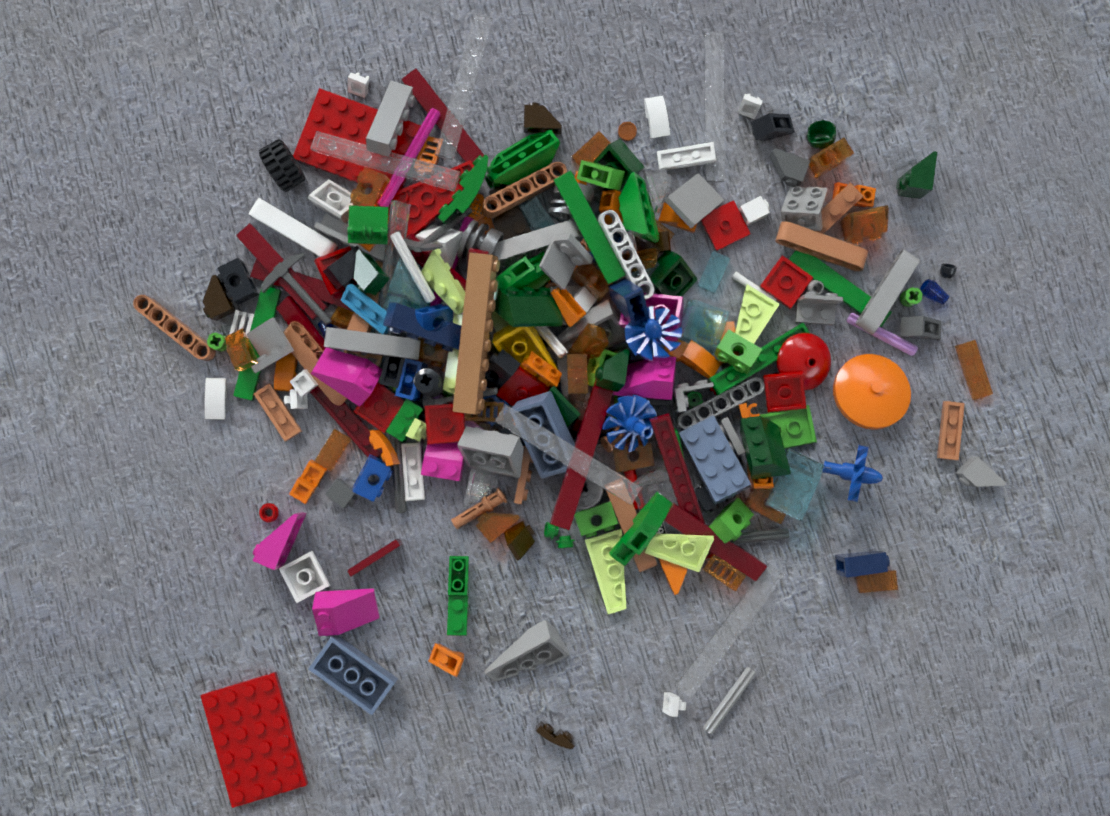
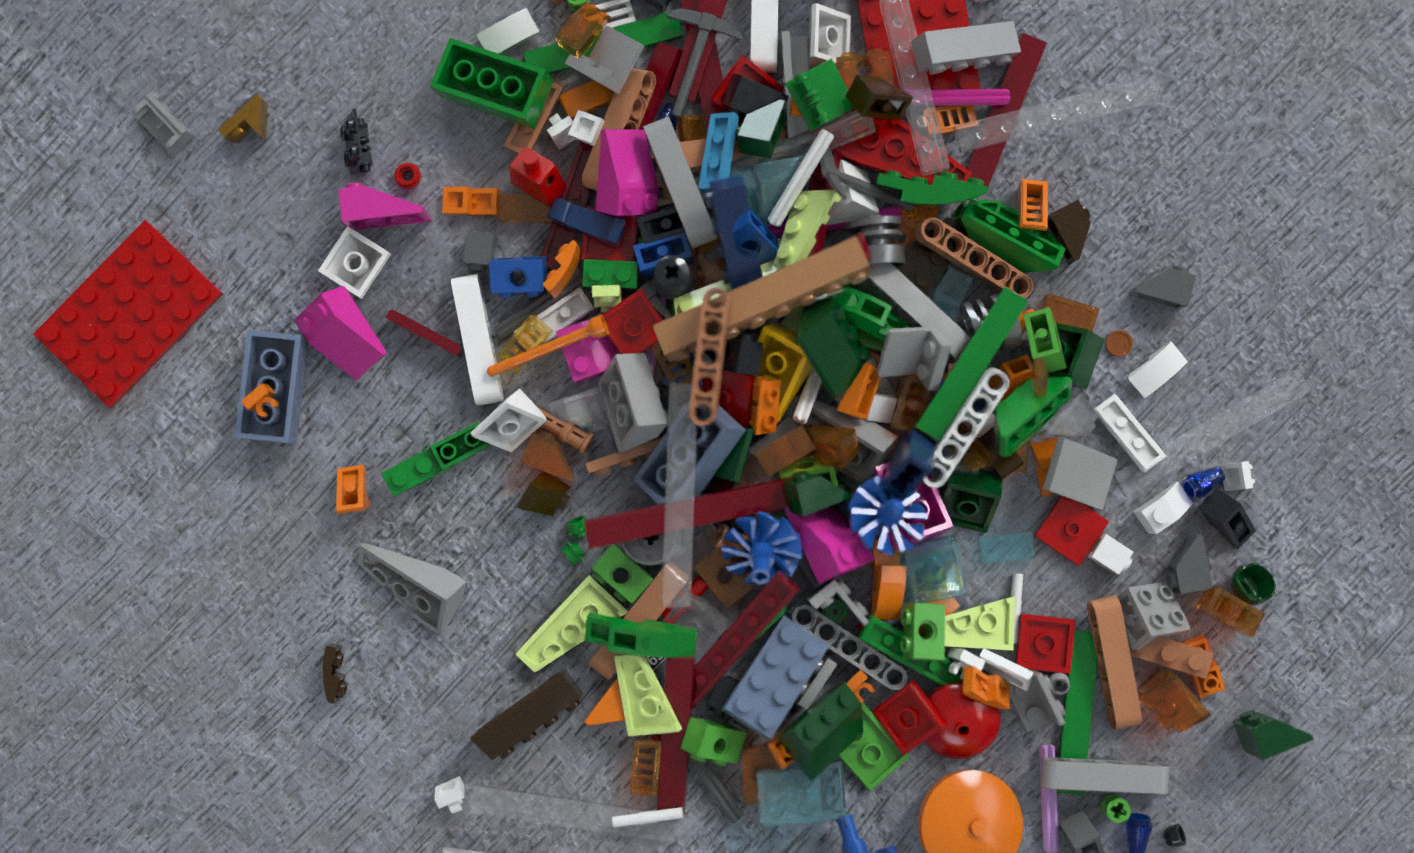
camera: 55 degrees right, 0 degrees up
(145, 650) = (162, 124): none -> light grey hinge
(172, 590) = (252, 115): none -> pearl gold slope
(223, 531) = (355, 134): none -> black hinge
(241, 426) = (492, 83): none -> green brick
(314, 433) = (533, 172): none -> red torso
(355, 685) = (258, 398): none -> orange tile
(363, 415) = (587, 221): none -> dark blue leg
(390, 191) = (877, 98): none -> dark brown slope
(397, 527) = (476, 338): none -> white beam
(409, 483) = (538, 324): none -> clear yellow slope
(433, 448) = (595, 328): none -> orange piece
(462, 535) = (510, 422): none -> white slope
(482, 384) = (705, 343): none -> nougat beam
(505, 124) = (1033, 188): none -> orange slope
(611, 80) = (1167, 288): none -> dark grey slope
(621, 190) = (1039, 377): none -> clear orange tile
(650, 627) = (527, 715): none -> dark brown slope
(741, 129) = (1202, 482): none -> clear blue cone
(744, 162) = (1163, 509): none -> white slope
(755, 588) = (647, 817): none -> white piece
(769, 337) = (963, 659): none -> white tile
(789, 315) = (1006, 669): none -> white tile
(794, 333) = (986, 689): none -> orange slope

